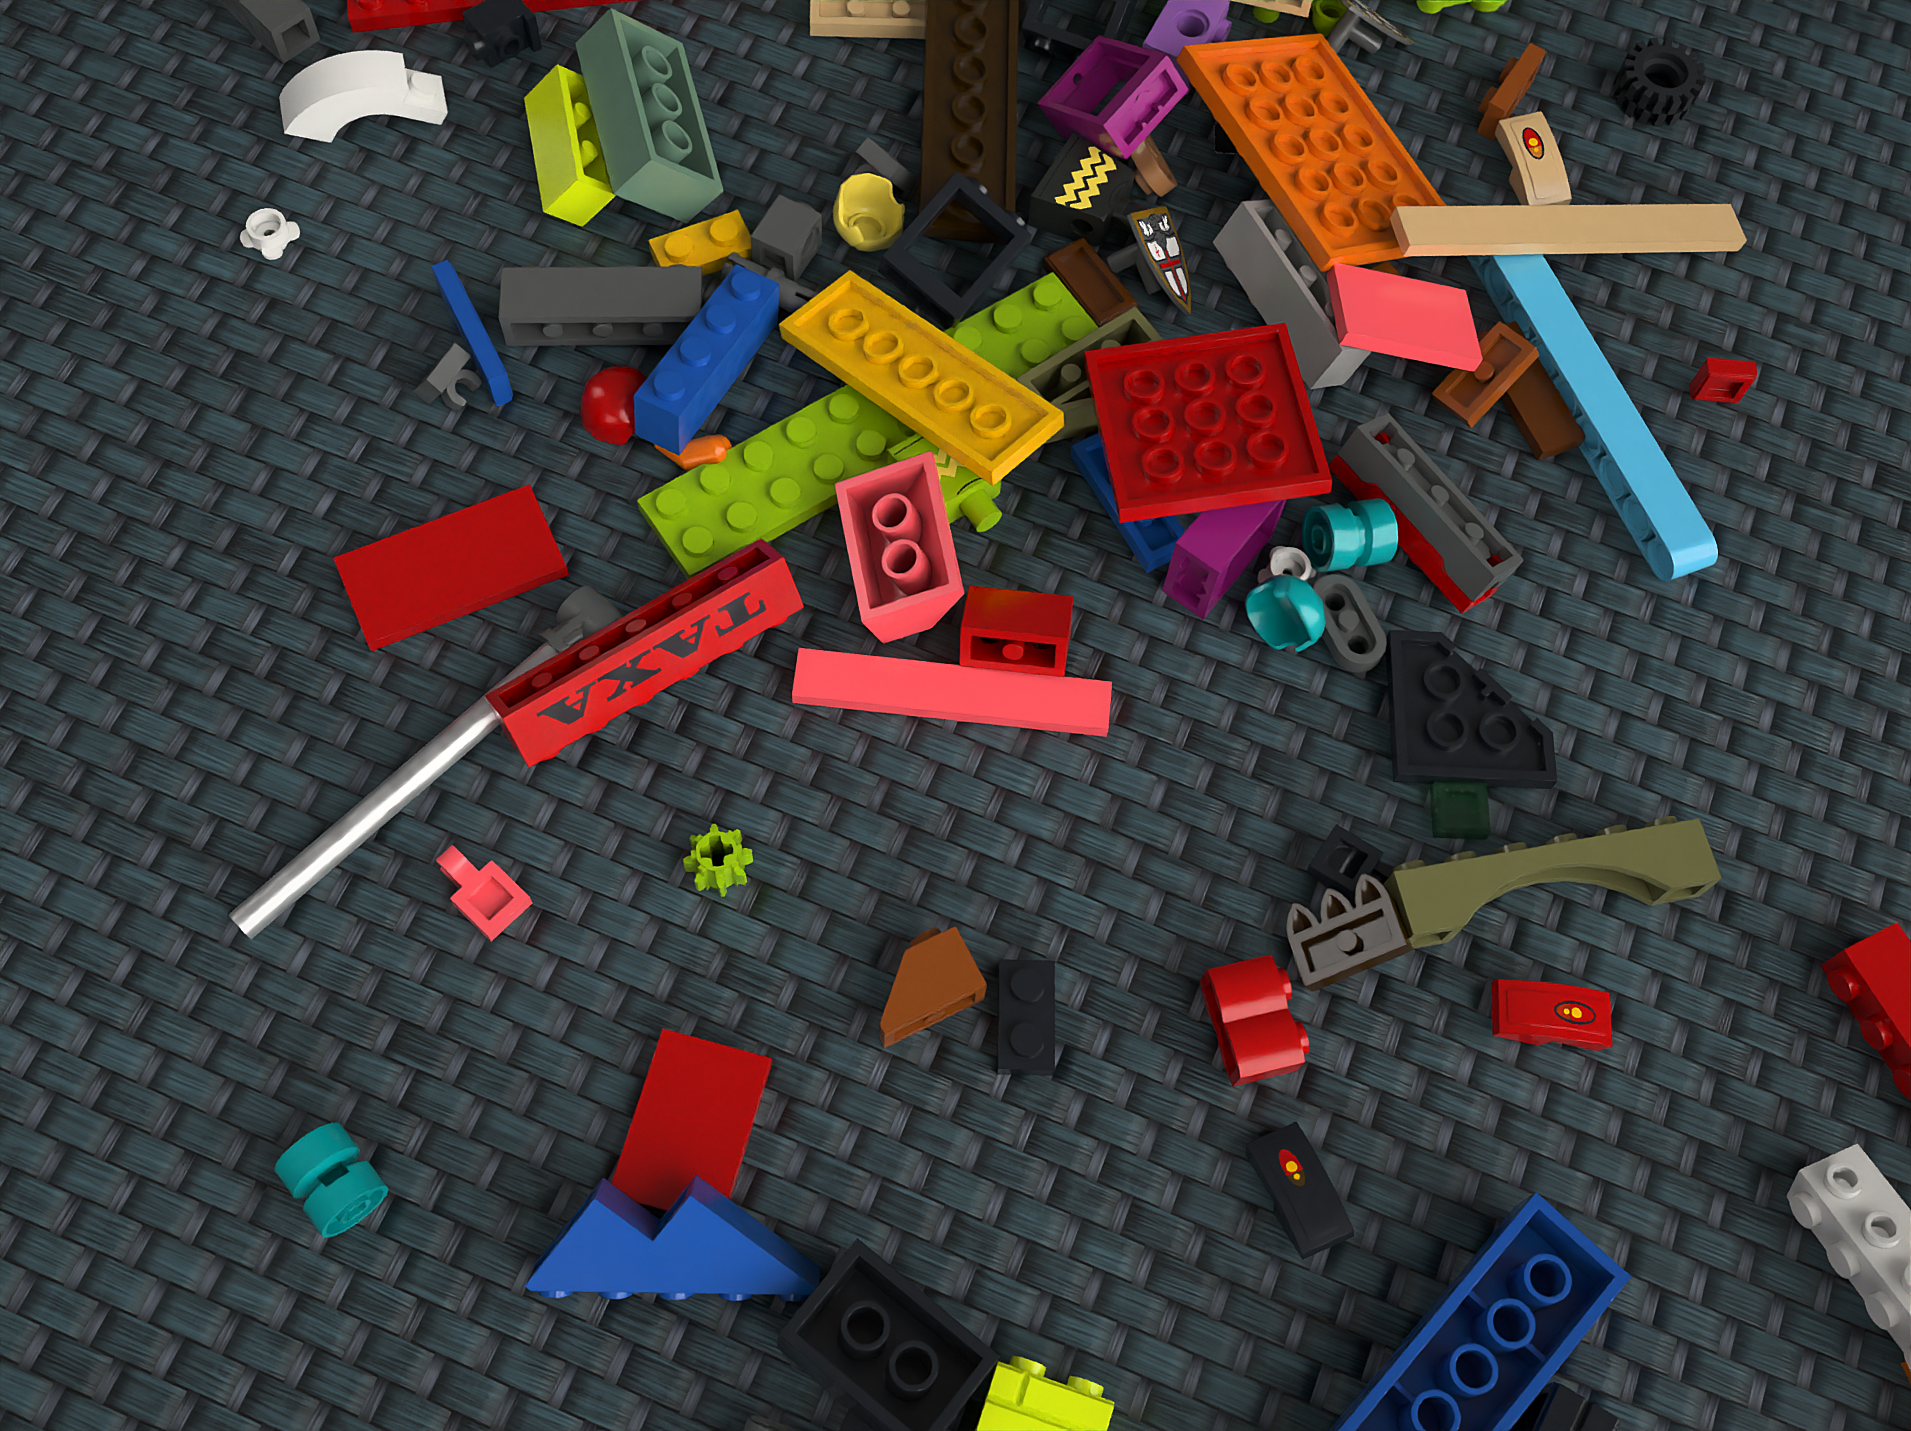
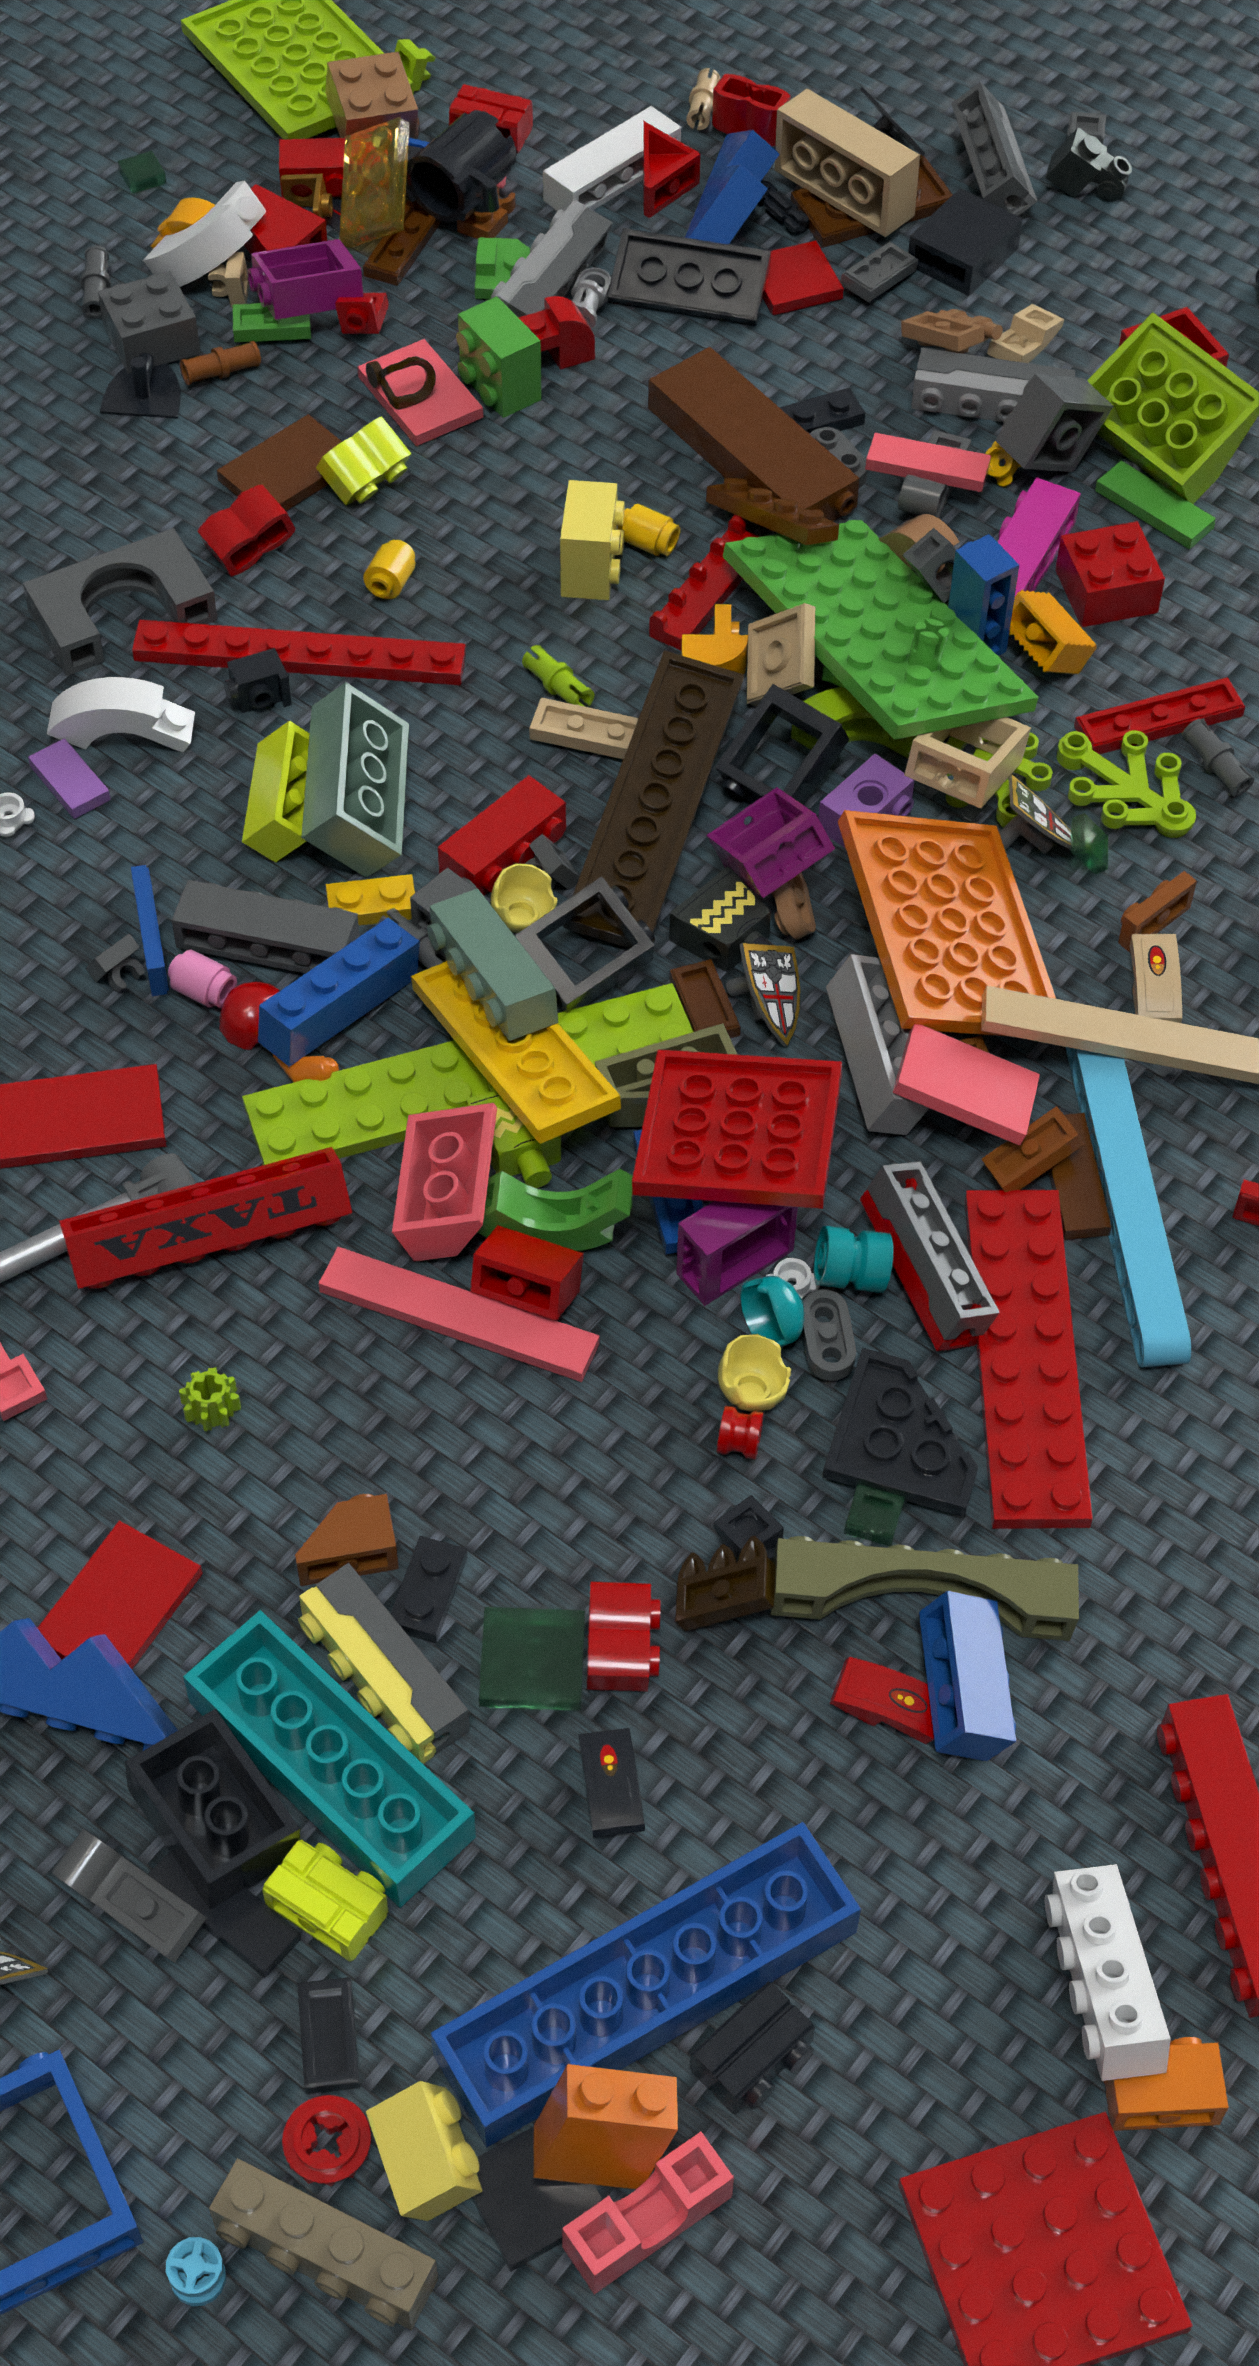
camera: 20 degrees right, 10 degrees down
(324, 178) = (69, 778): none -> medium lavender tile
(548, 376) = (201, 978): none -> bright pink brick
(823, 146) = (503, 834): none -> red brick
(871, 293) = (492, 964): none -> sand green brick
(996, 1252) = (332, 1758): none -> teal brick
(1011, 1121) = (383, 1664): none -> piece
(1037, 557) = (569, 1219): none -> bright green arch
(1164, 1068) = (532, 1658): none -> clear green tile
(1290, 687) = (753, 1373): none -> light yellow hair
(1297, 755) = (740, 1432): none -> red wheel
(1419, 34) = (1089, 843): none -> clear green tile
(1557, 607) = (1028, 1363): none -> red plate
(1627, 970) = (967, 1676): none -> brick

